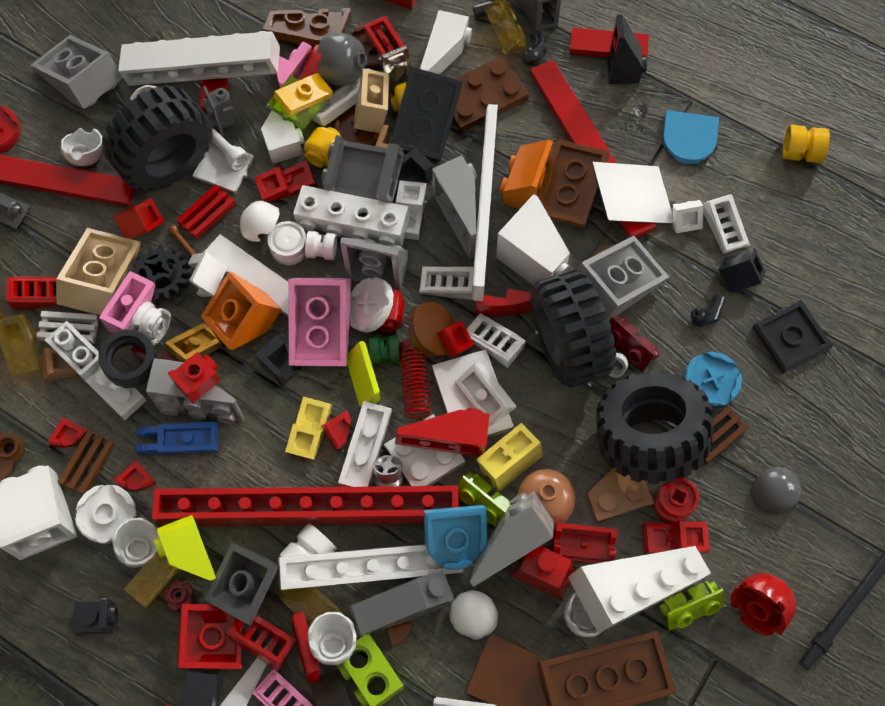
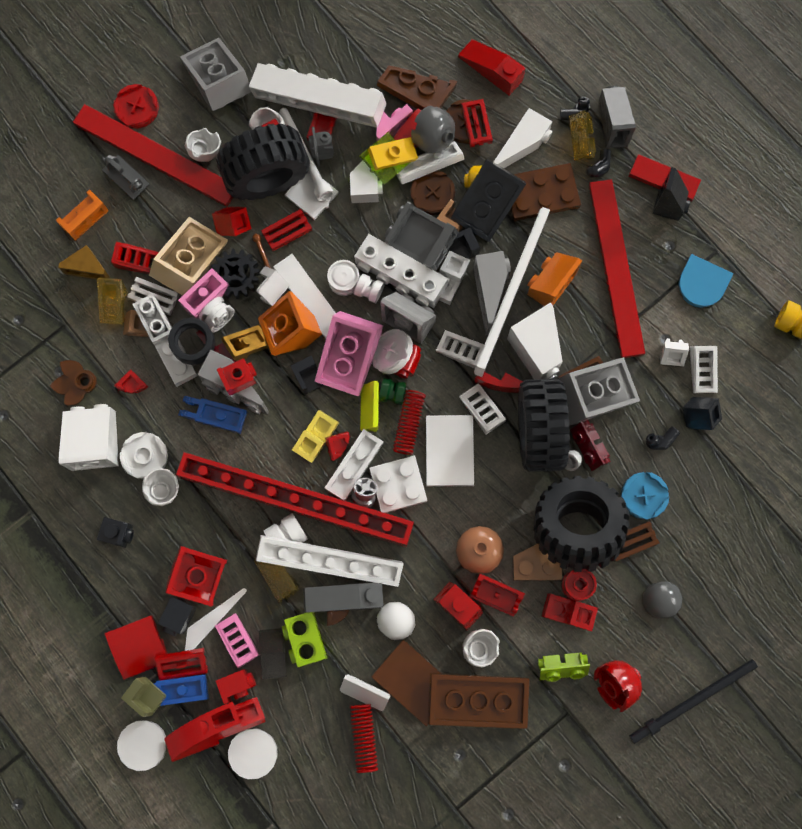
camera: 20 degrees right, 10 degrees up
(77, 458) = (146, 391): reddish brown tile -> none
(134, 478) = (173, 434): red tile -> none
(151, 579) = (168, 516): clear yellow hinge -> none
(178, 587) = (185, 540): dark red plate -> none
(184, 547) = (194, 505): neon yellow slope -> none
(241, 583) = (230, 544): dark grey slope -> none
(258, 219) = (325, 252): white hair -> none
(268, 629) = (238, 584): red slope -> none
(282, 184) = (357, 223): red slope -> none
(309, 663) = (262, 606): red tile -> none
(318, 145) = (393, 200): yellow head -> none
(332, 638) = (283, 608): white hair -> none
(372, 101) = (447, 176): tan slope -> none
(396, 64) = (476, 149): clear smoke slope -> none
(425, 324) = (435, 387): reddish brown tile -> none
(452, 432) = (424, 477): red slope -> none
(455, 535) = (399, 559): dark azure tile -> none
(456, 338) = (451, 400): red tile -> none
(474, 491) = (437, 545): lime hinge -> none
(485, 392) = (460, 452): white slope -> none
(510, 457) = (463, 509): light yellow hinge -> none
(520, 531) = (447, 574): light grey slope -> none
(571, 183) = (588, 296): reddish brown plate -> none
(630, 585) = (520, 641): white wedge -> none
(633, 192) = (636, 320): white sticker -> none
(792, 336) = (723, 480): black tile -> none

